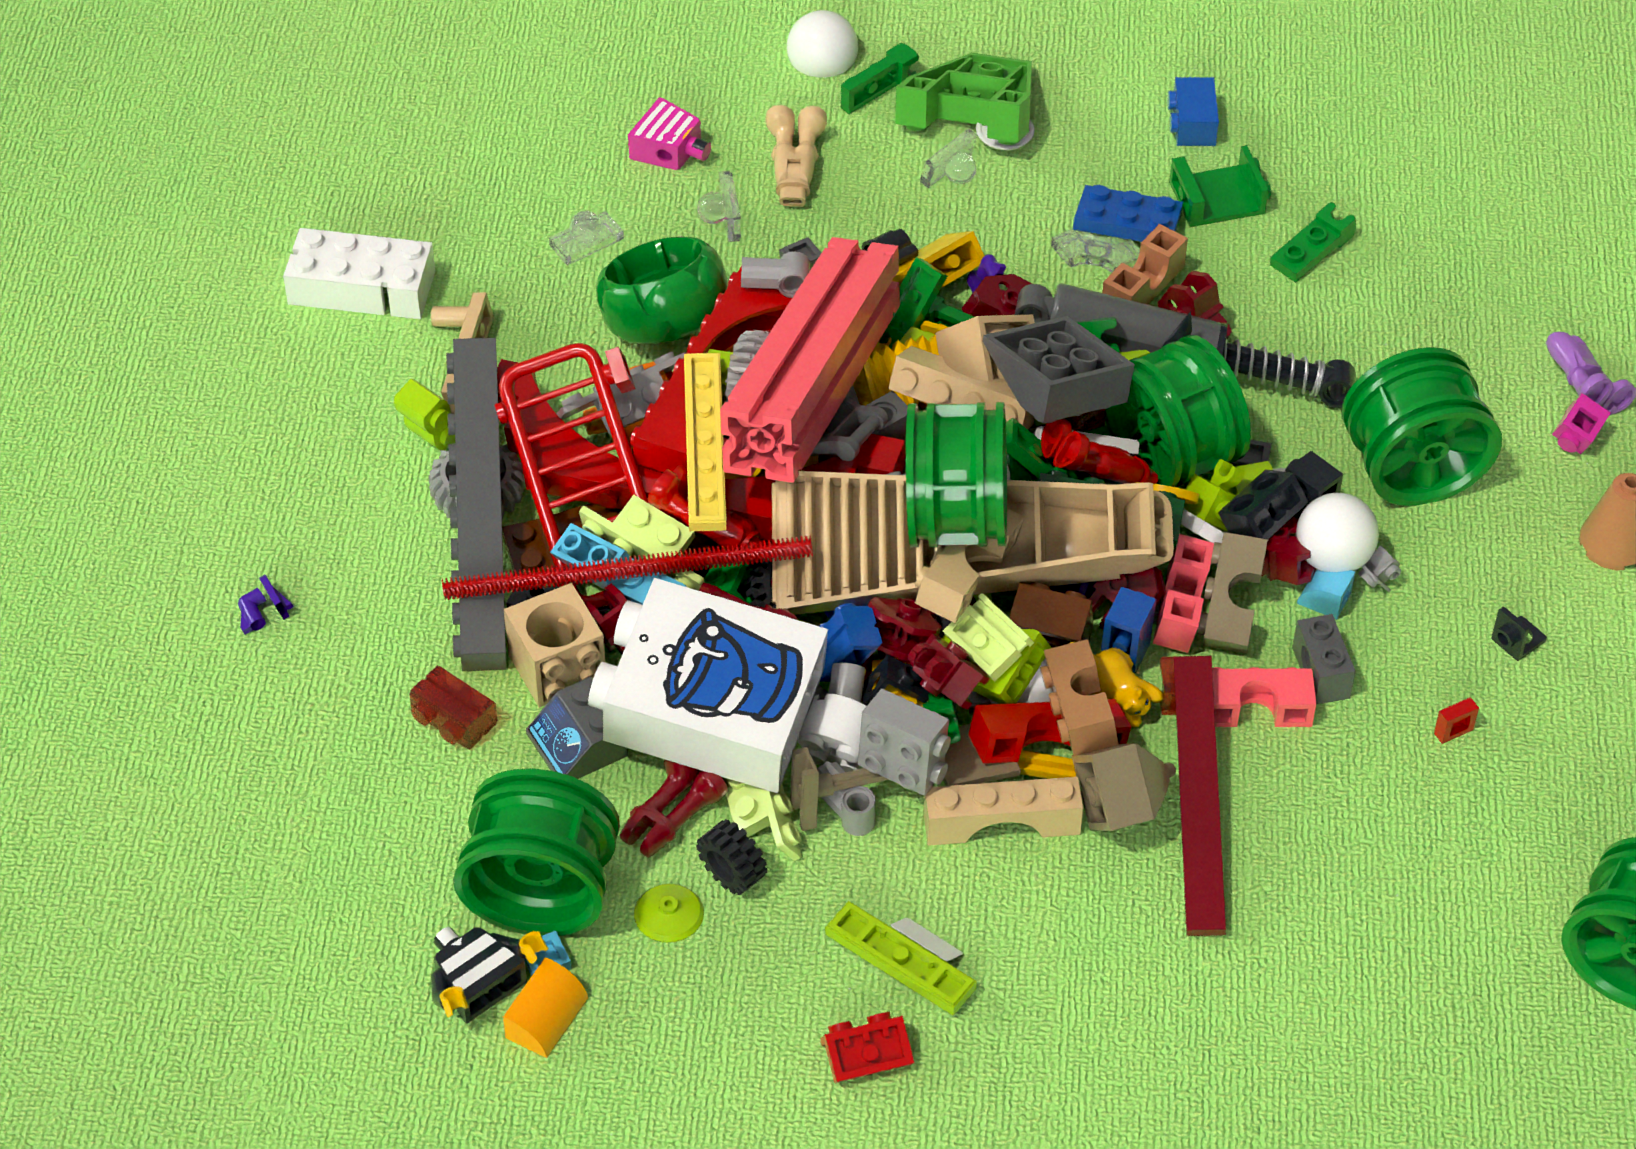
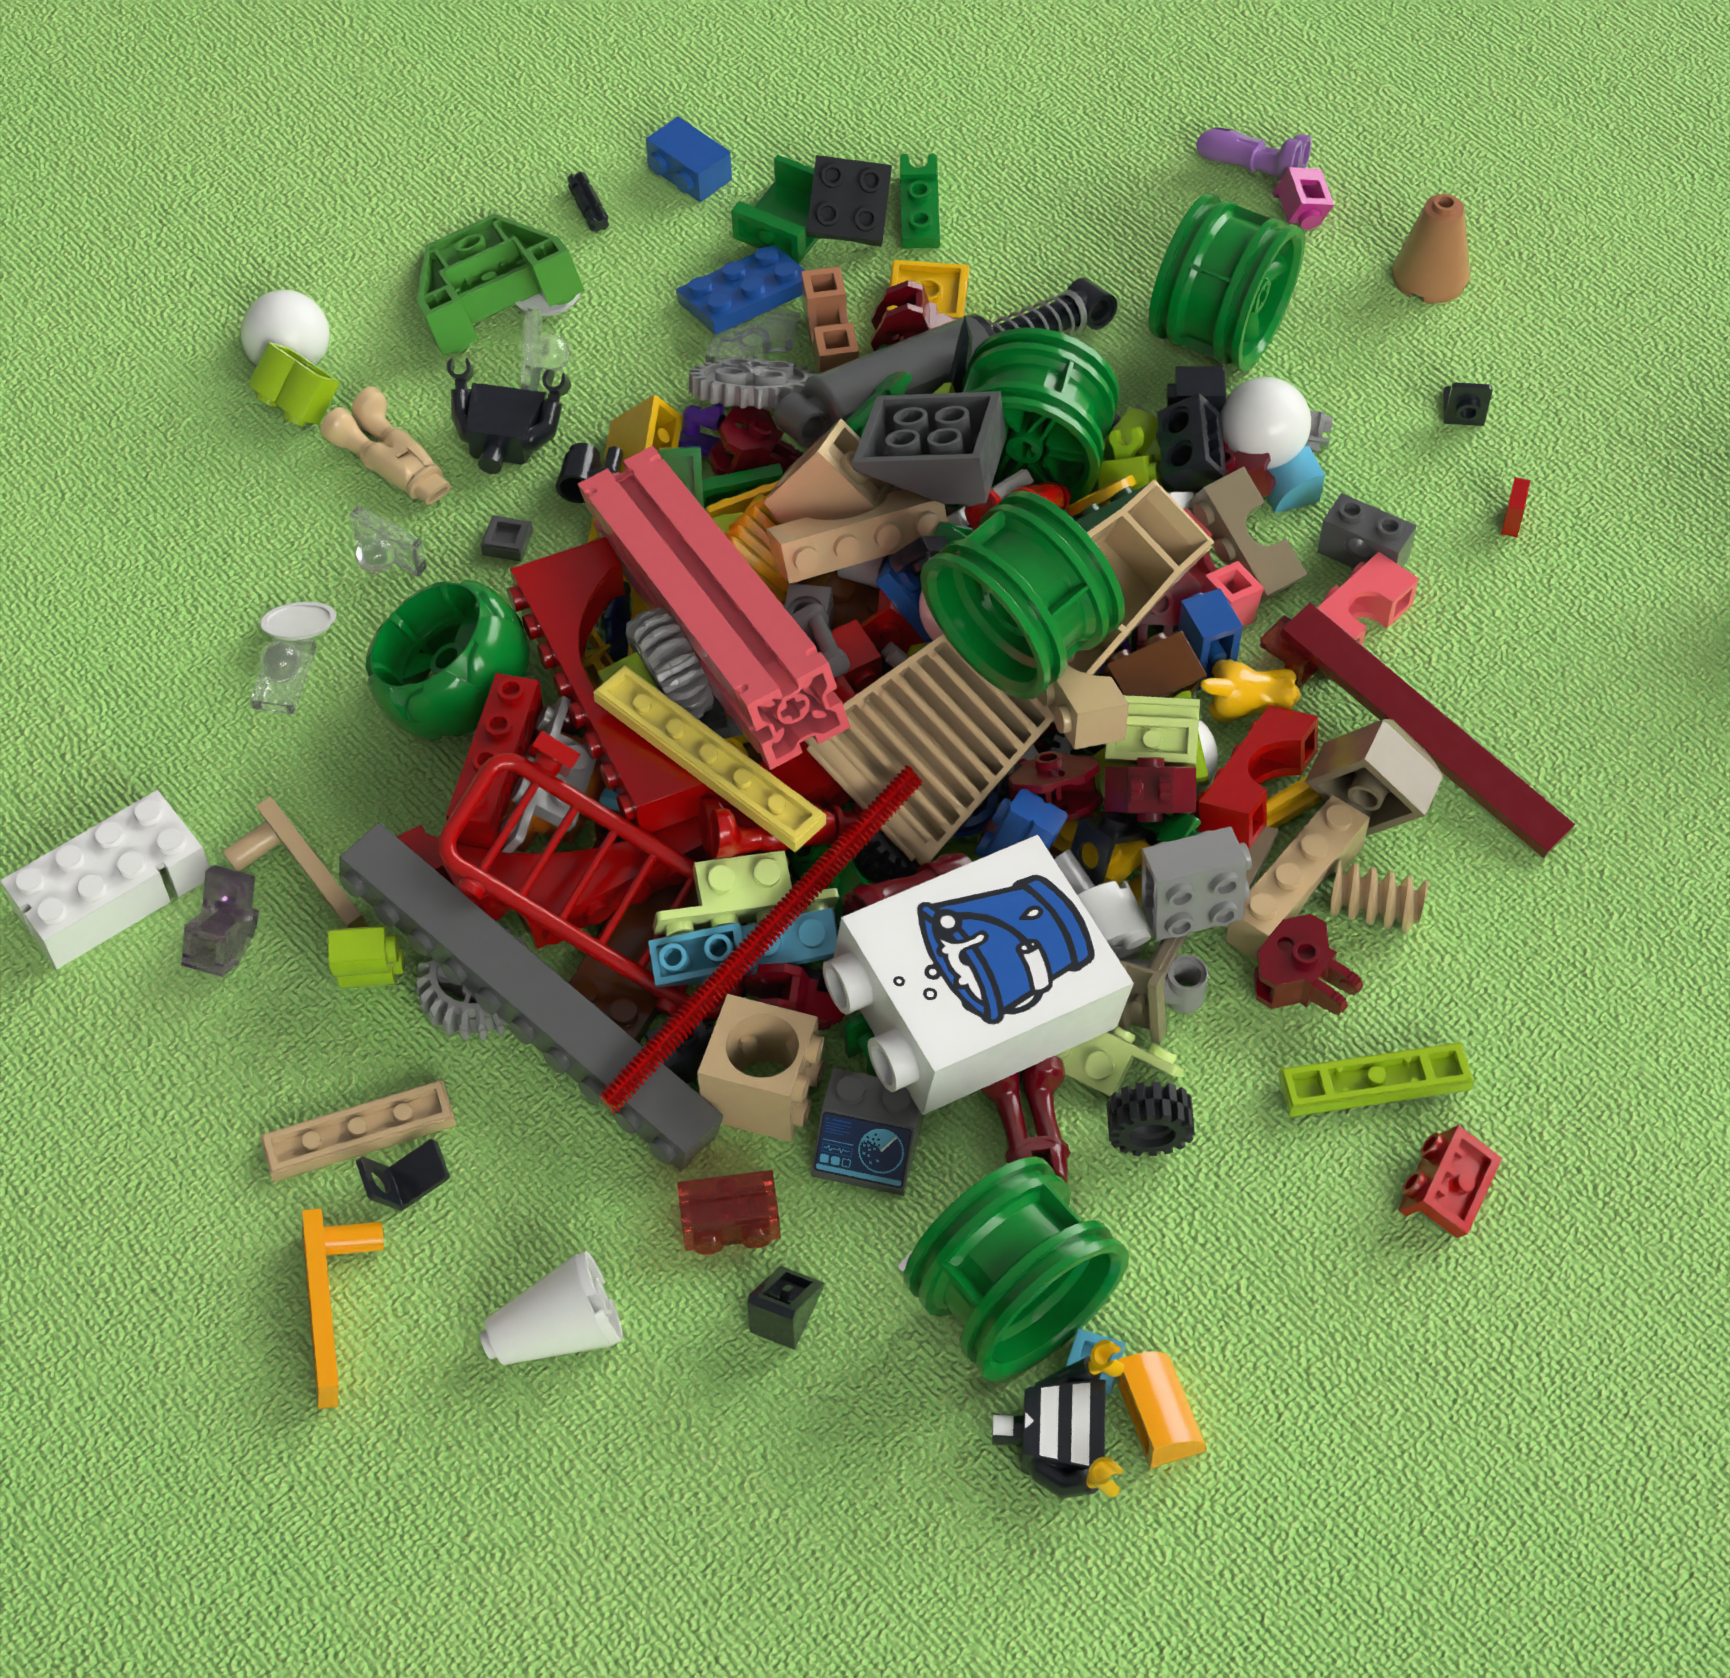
camera: 45 degrees left, 5 degrees up
(231, 544) = (317, 1244): none -> light orange piece
(250, 614) = (398, 1290): dark purple piece -> none
(302, 680) = (555, 1316): none -> white cone
(316, 551) = (407, 1178): none -> black bracket
(328, 508) = (357, 1130): none -> tan tile
(385, 347) = (225, 927): none -> brick
(420, 778) = (783, 1306): none -> slope
(626, 213) = (298, 620): none -> white piece
(639, 342) = (503, 728): none -> red brick
(667, 137) = (249, 519): dark pink torso -> none
(668, 913) = (1141, 1219): lime piece -> none
(779, 274) = (573, 549): light grey piece -> none
(784, 75) = (293, 384): none -> lime brick
(878, 78) = (376, 323): green plate -> none
(878, 185) = (504, 421): none -> black torso
(926, 939) = (1373, 1044): white sticker -> none
(936, 857) = (1297, 966): none -> dark red hinge
(1036, 860) = (1378, 897): none -> tan piece
(1042, 264) = (747, 382): none -> light grey gear
(1085, 719) = (1300, 740): medium nougat arch -> none
(1102, 95) = (588, 201): none -> black axle
(1248, 302) = (943, 283): none -> yellow plate
(1254, 204) = (849, 200): none -> black brick

